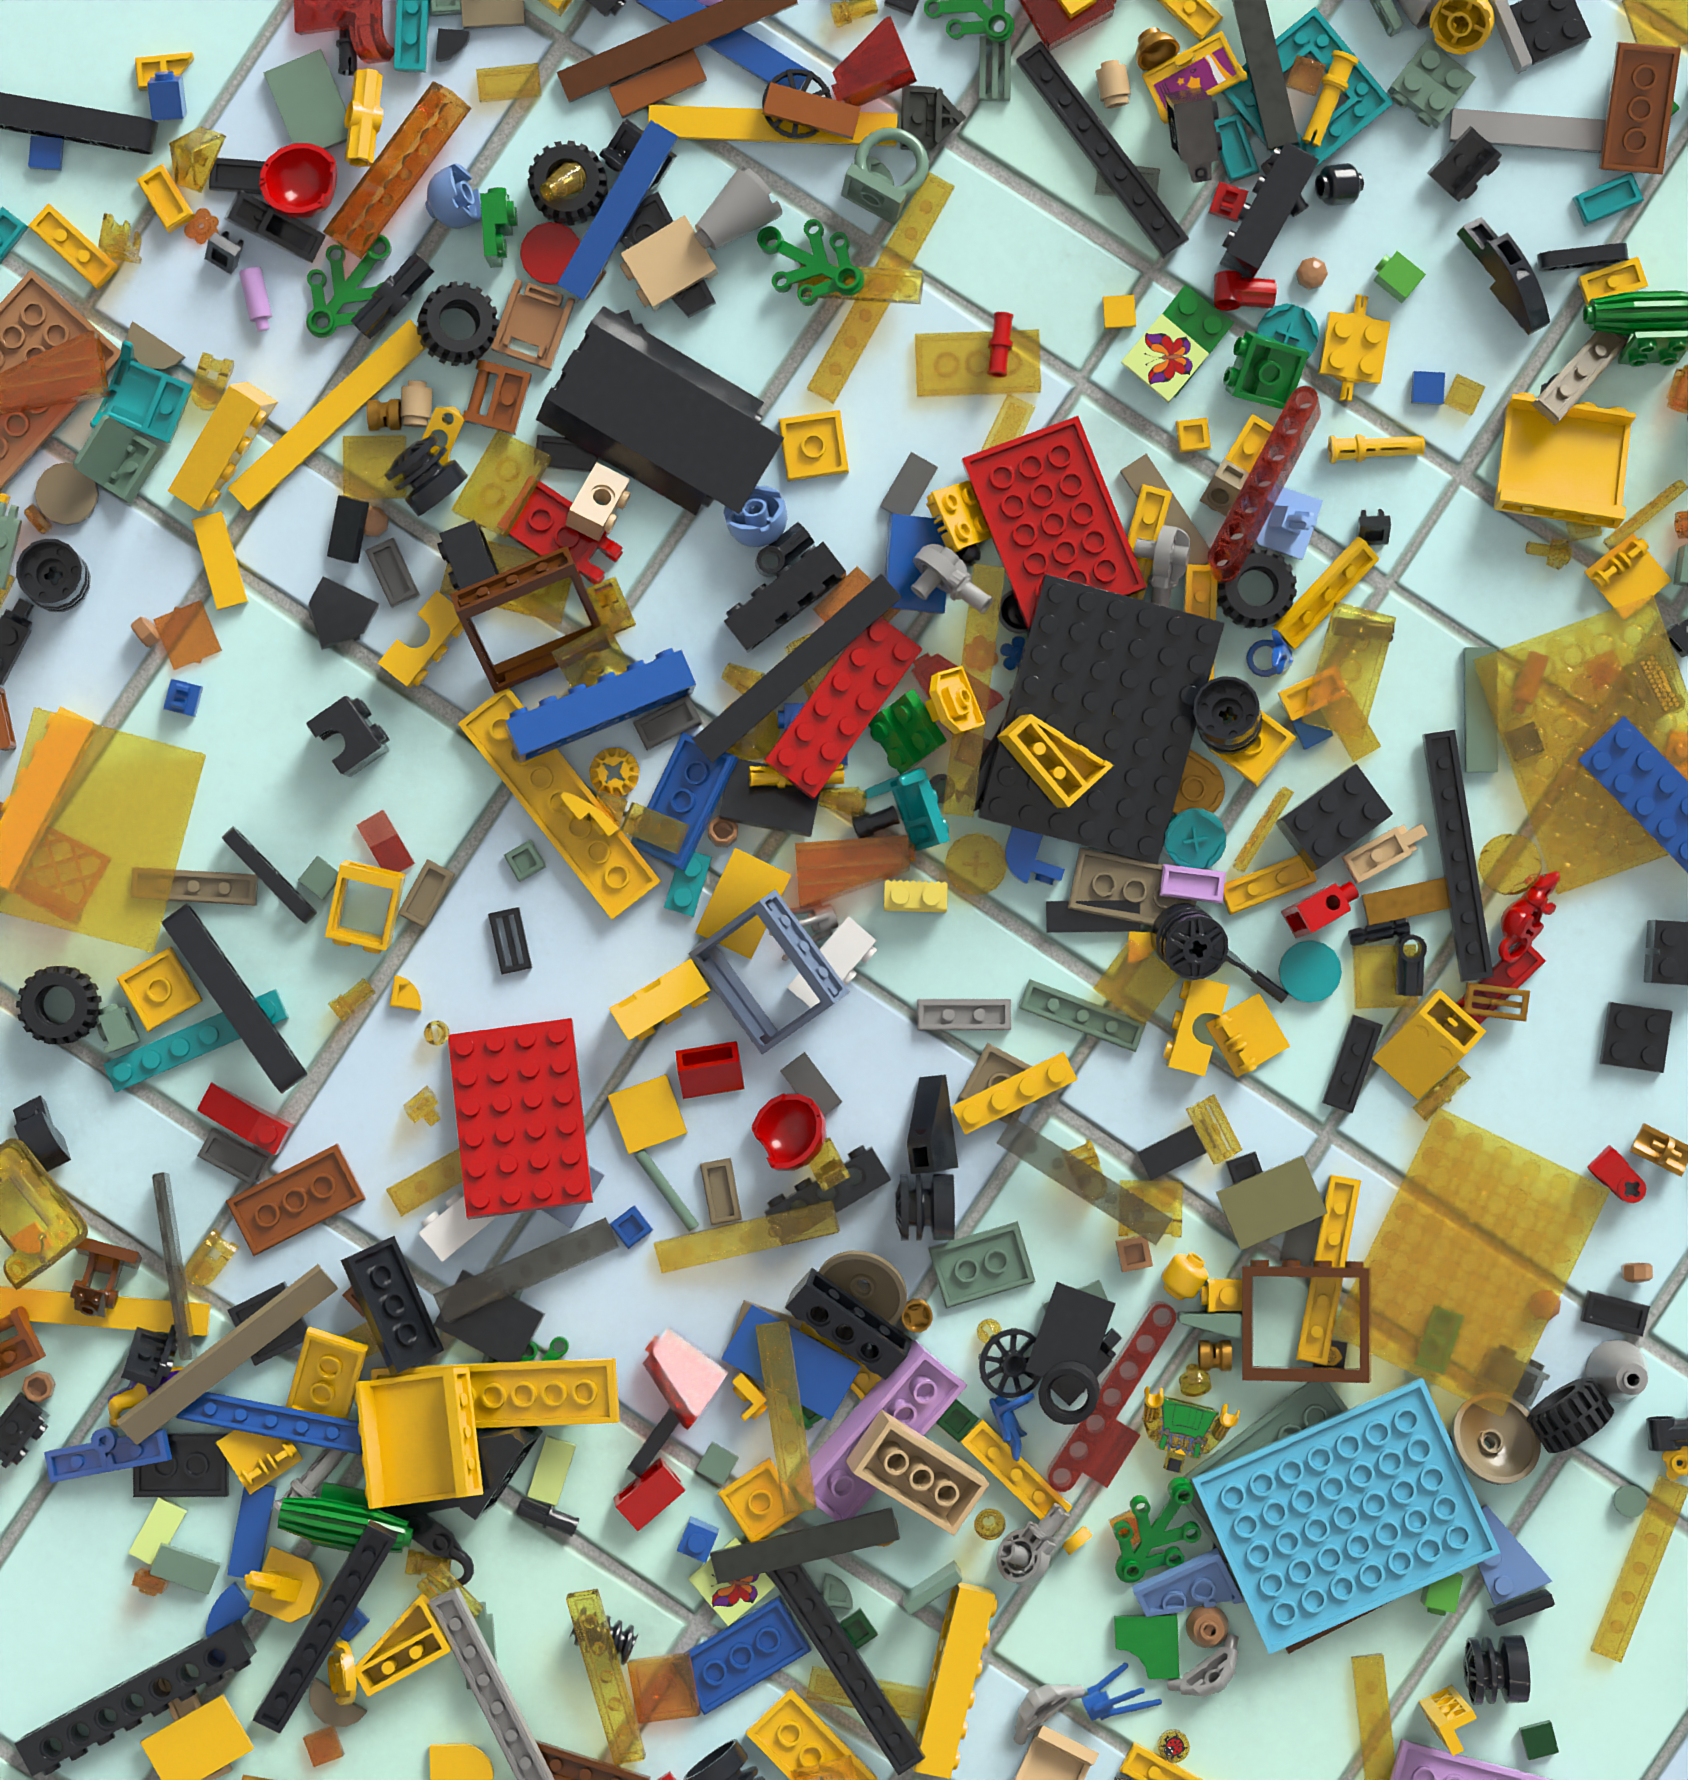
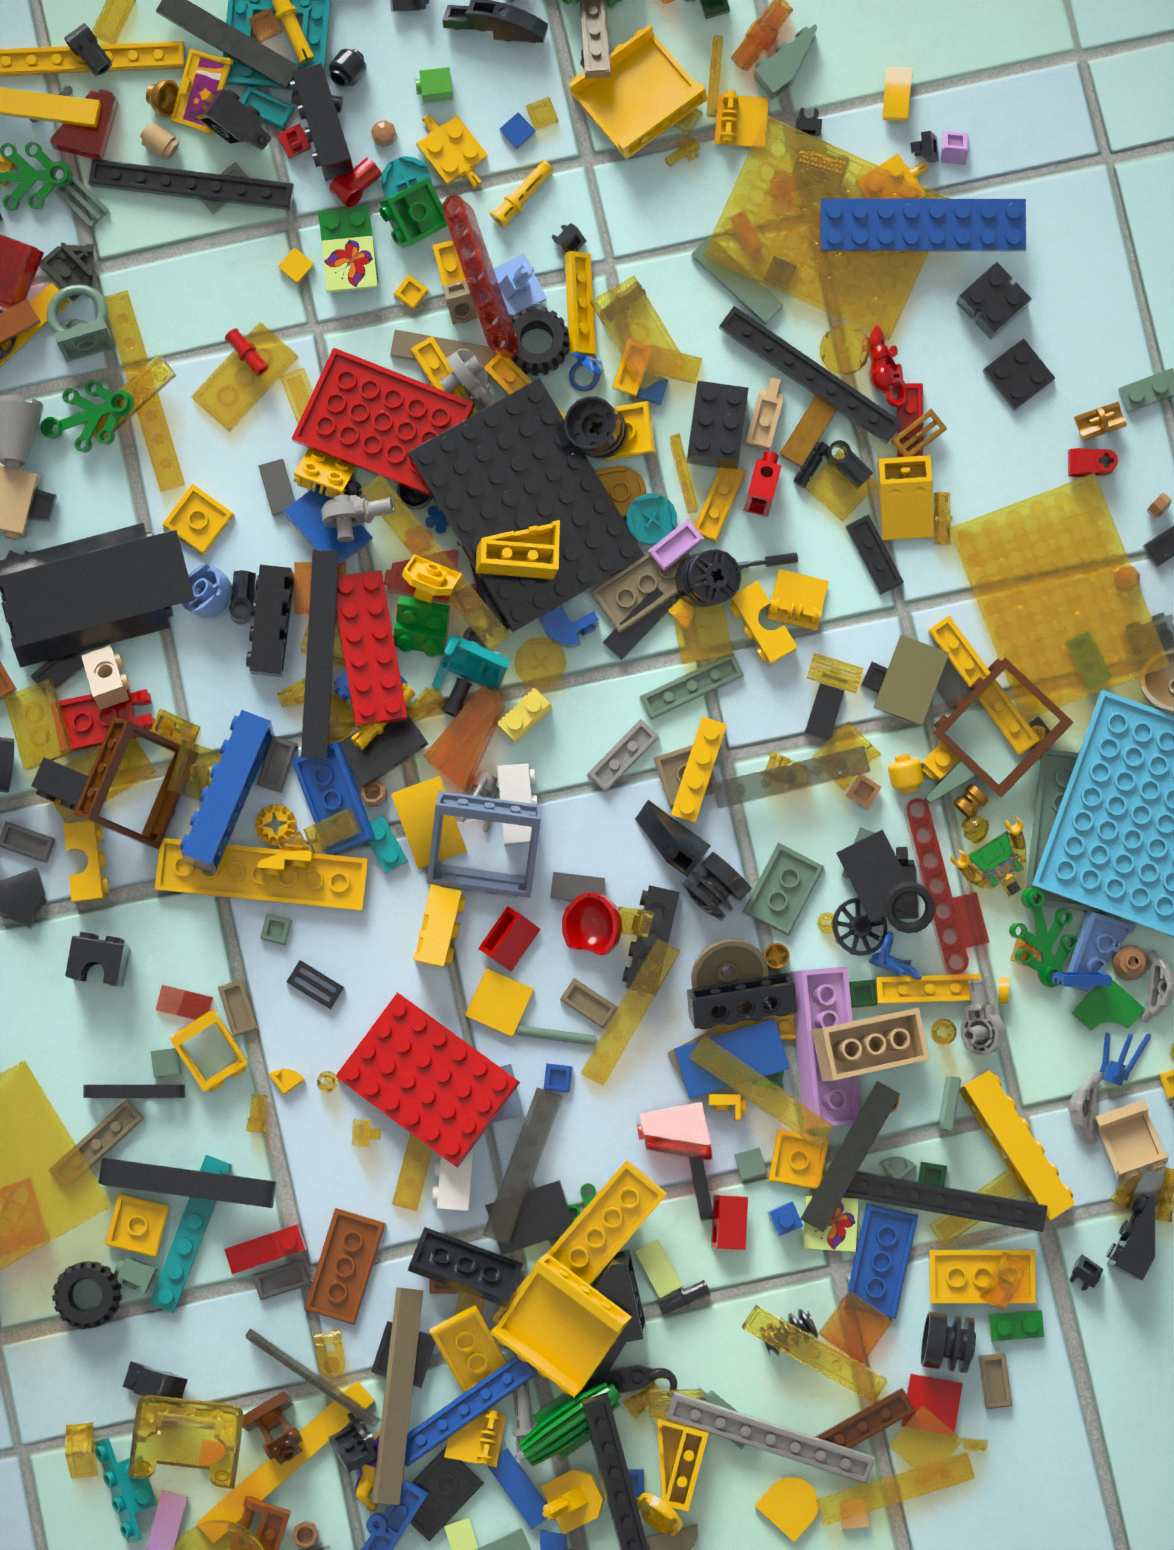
camera: 50 degrees left, 5 degrees down
(1151, 1601) = (1081, 979): none -> blue tile
(1310, 971) = (795, 527): teal tile -> none

